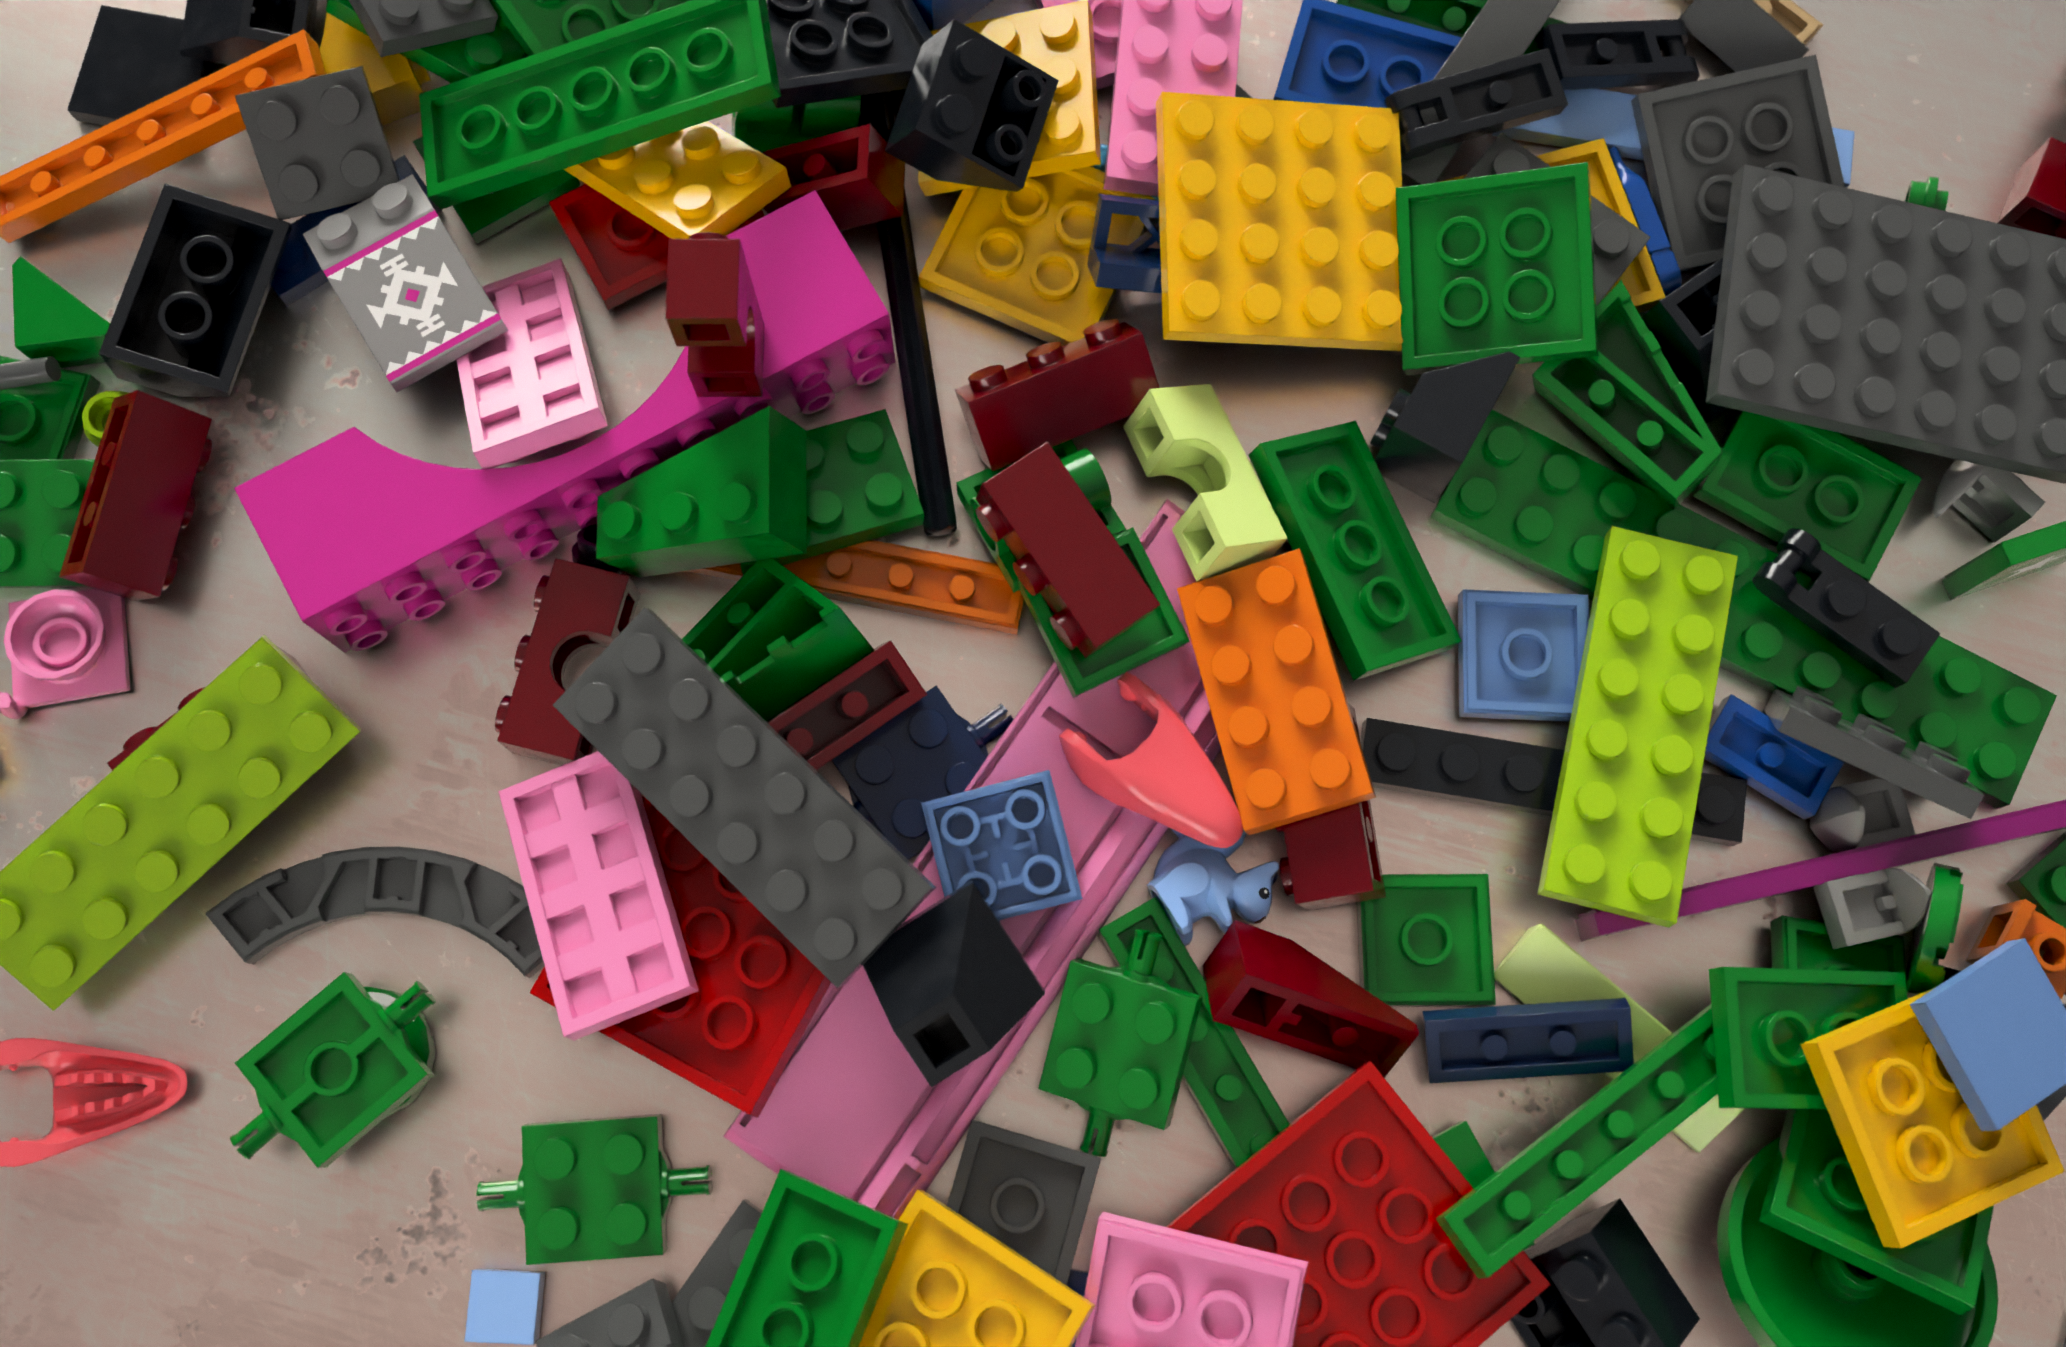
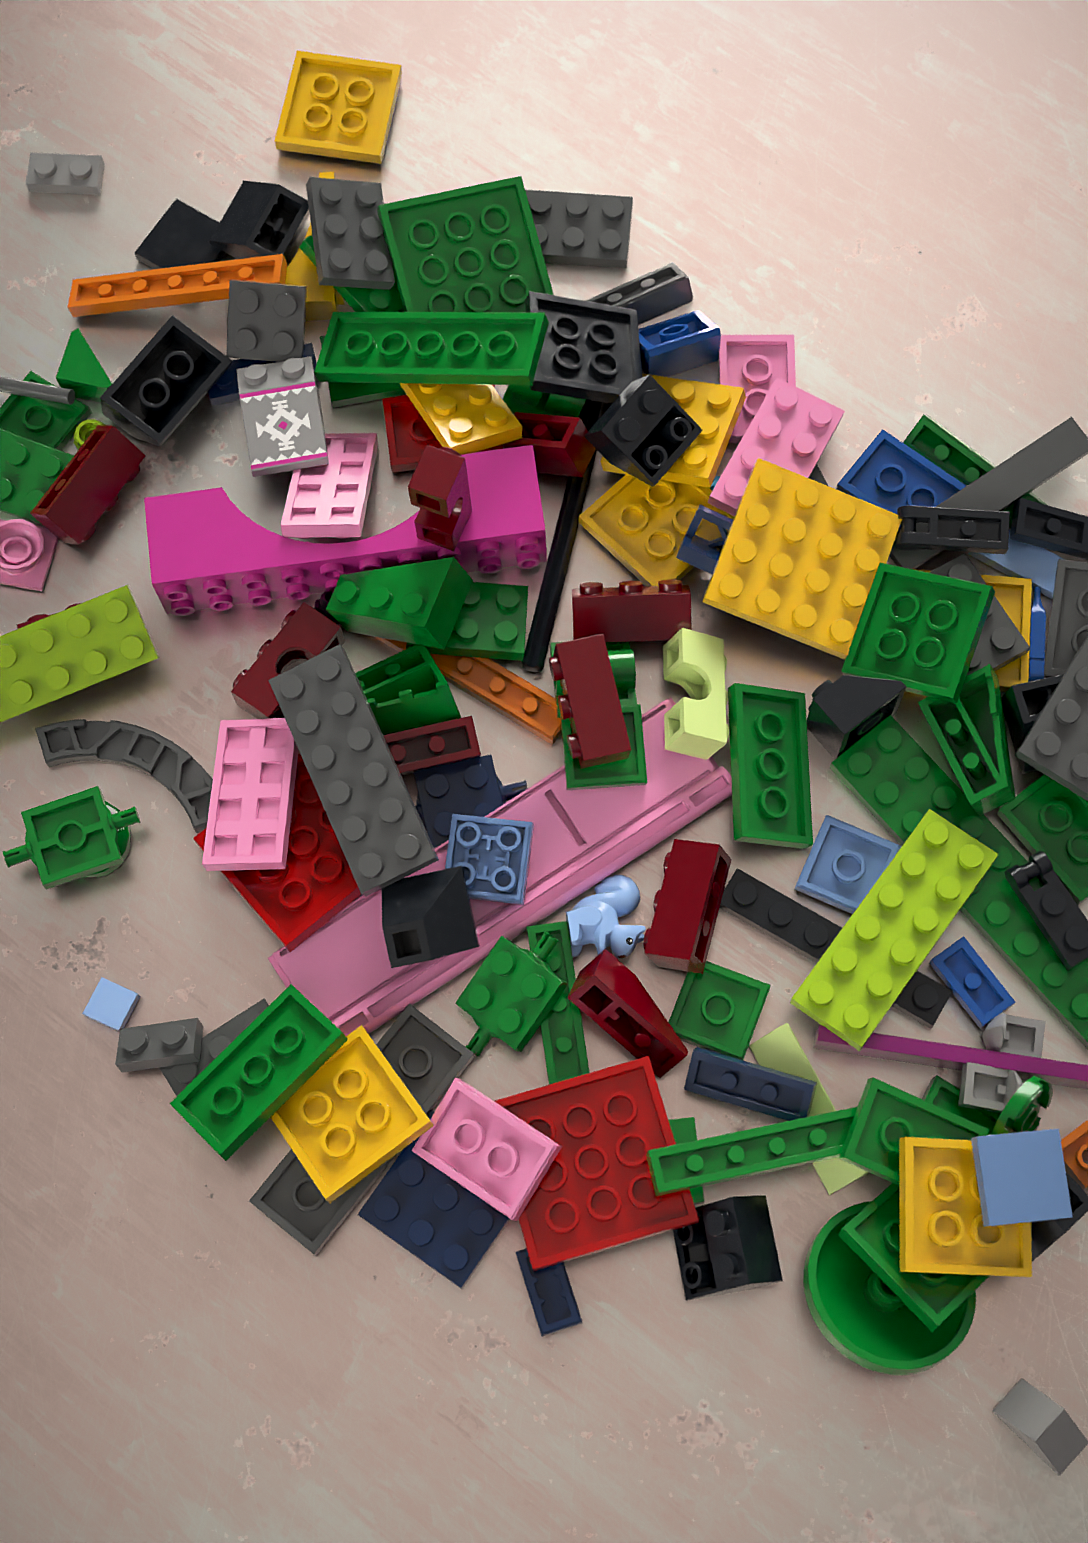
camera: 30 degrees right, 5 degrees down
(594, 1189) = (185, 960): green plate -> none
(1163, 777) = (599, 851): coral animal -> none
(1275, 693) = (682, 828): orange plate -> none
(1874, 749) = (1029, 996): dark grey plate -> none

